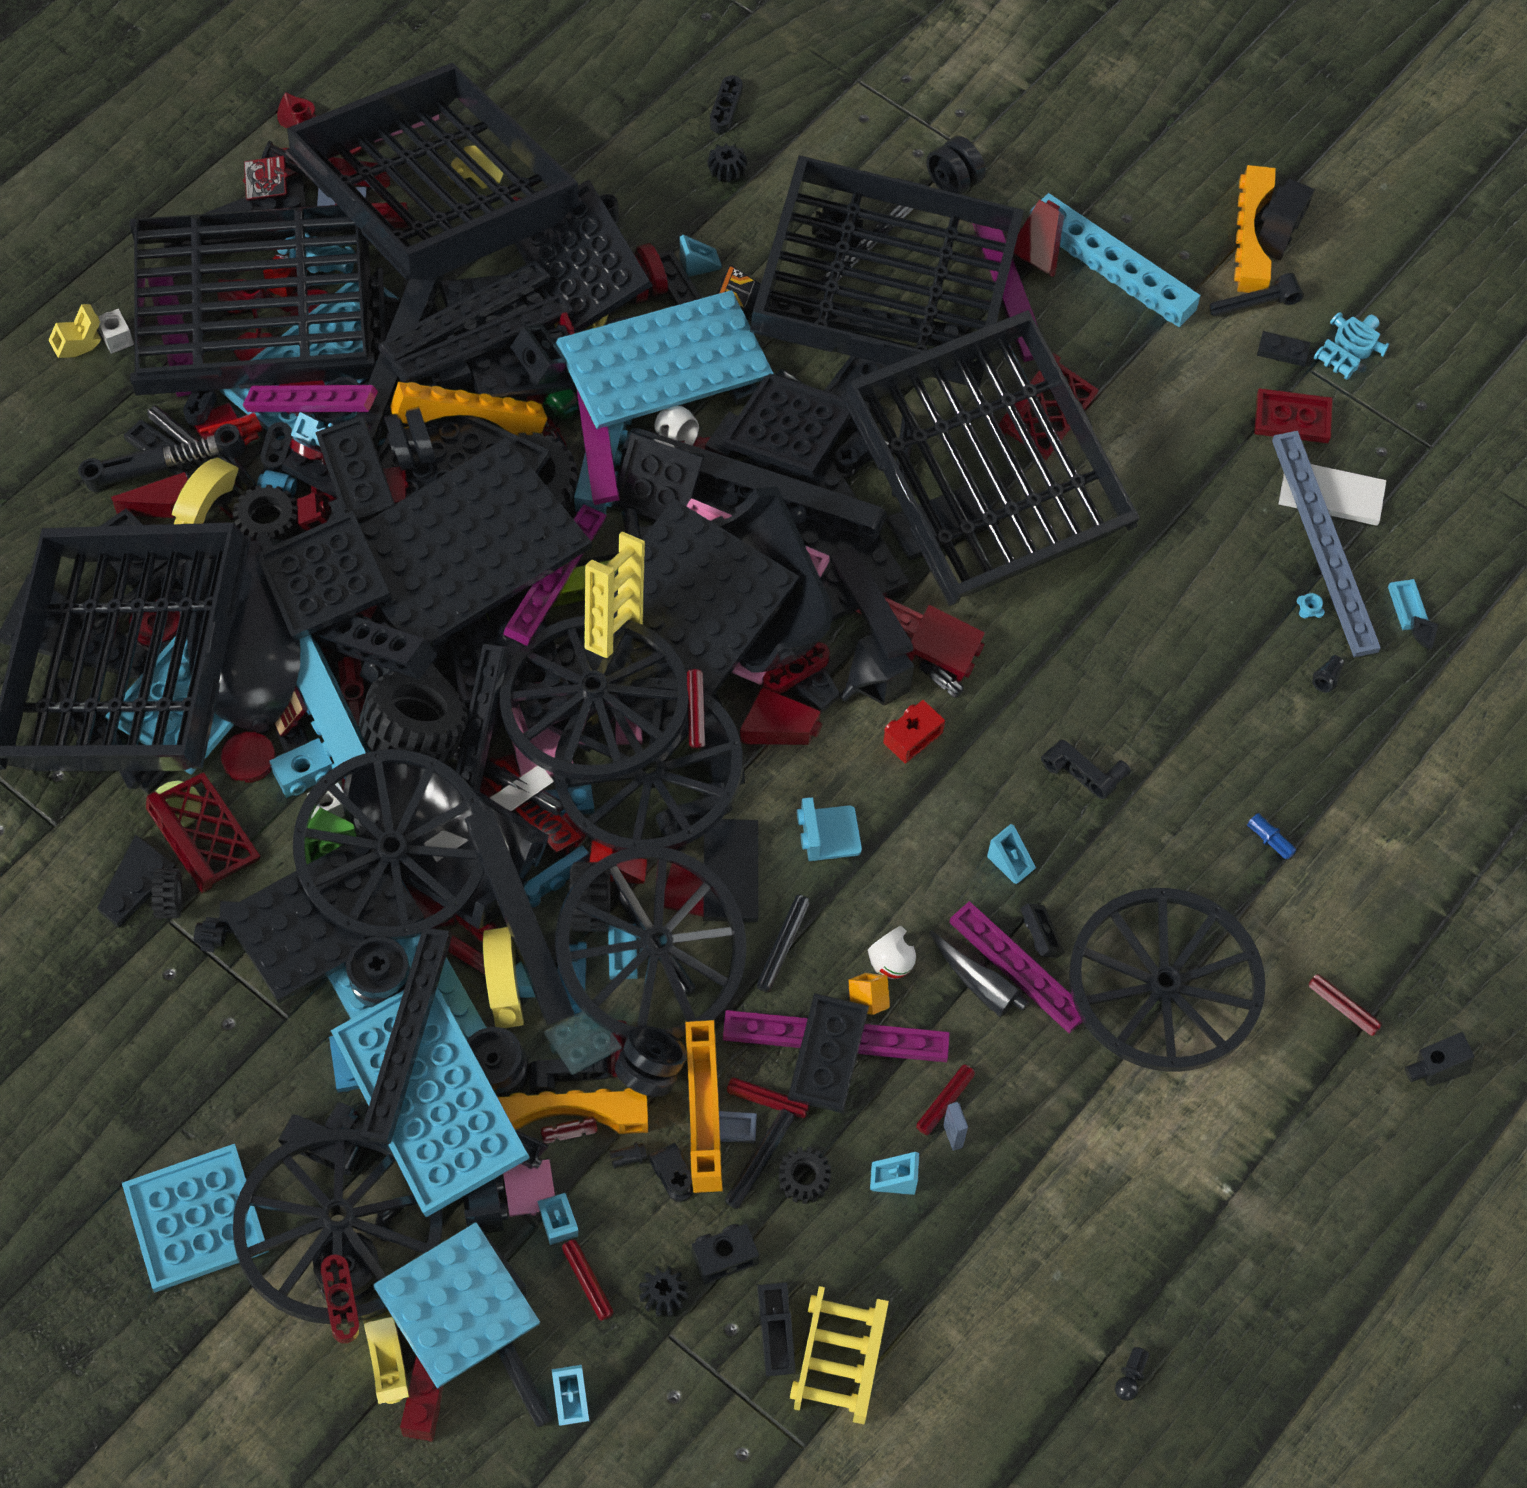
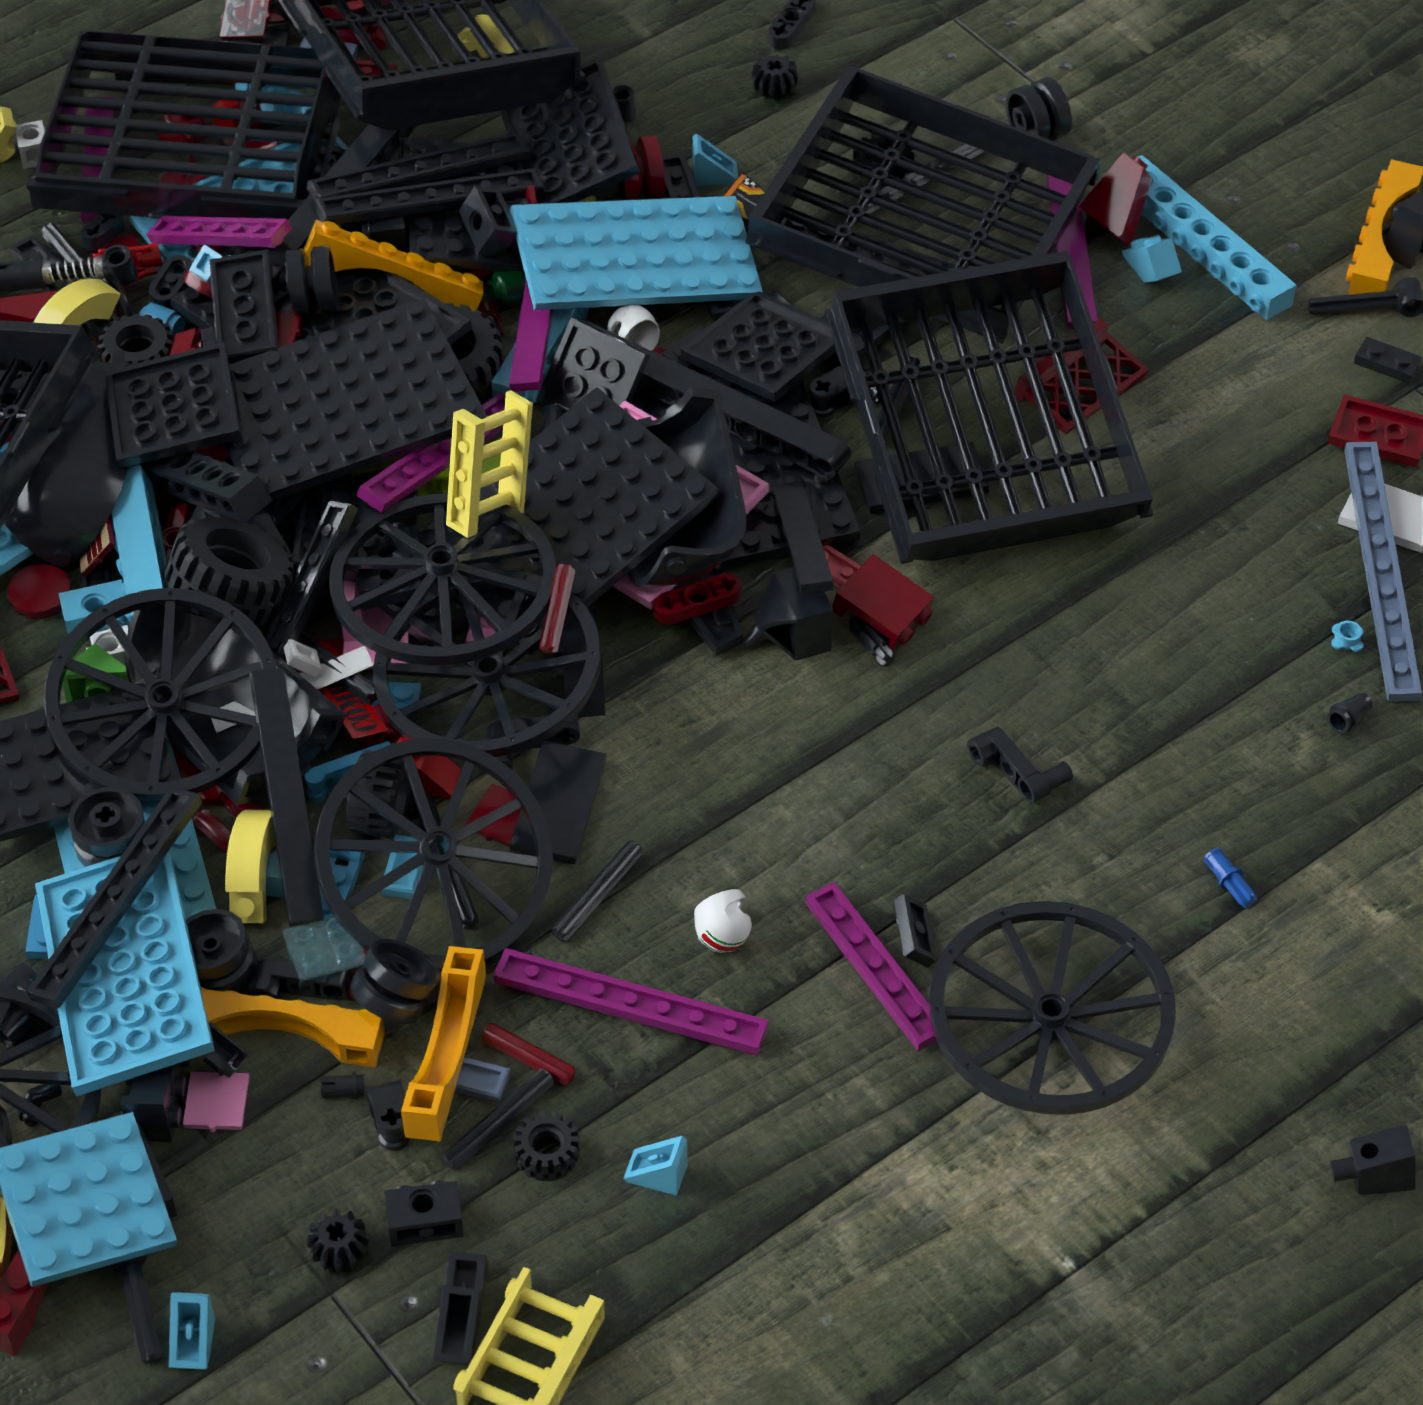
camera: 15 degrees right, 10 degrees down
(493, 785) = (302, 657): none -> white tile
(558, 1219) = (236, 1140): medium azure slope -> none
(568, 1130) = (281, 1045): dark red axle -> none
(587, 1280) = (252, 1212): dark red axle -> none
(779, 721) = (662, 653): dark red slope -> none
(828, 831) = (685, 780): medium azure bracket -> none
(828, 1053) = (613, 1015): black tile -> none
(870, 991) = (683, 962): light orange panel -> none
(913, 731) = (820, 690): red brick -> none
(946, 1097) = (743, 1096): dark red axle -> none
(955, 1126) = (743, 1121): sand blue tile -> none
(986, 984) = (828, 975): black piece -> none
(1010, 854) = (899, 840): medium azure slope -> none
(1078, 287) = (1153, 258): none -> medium azure slope
(1345, 1004) = (1273, 1081): axle -> none

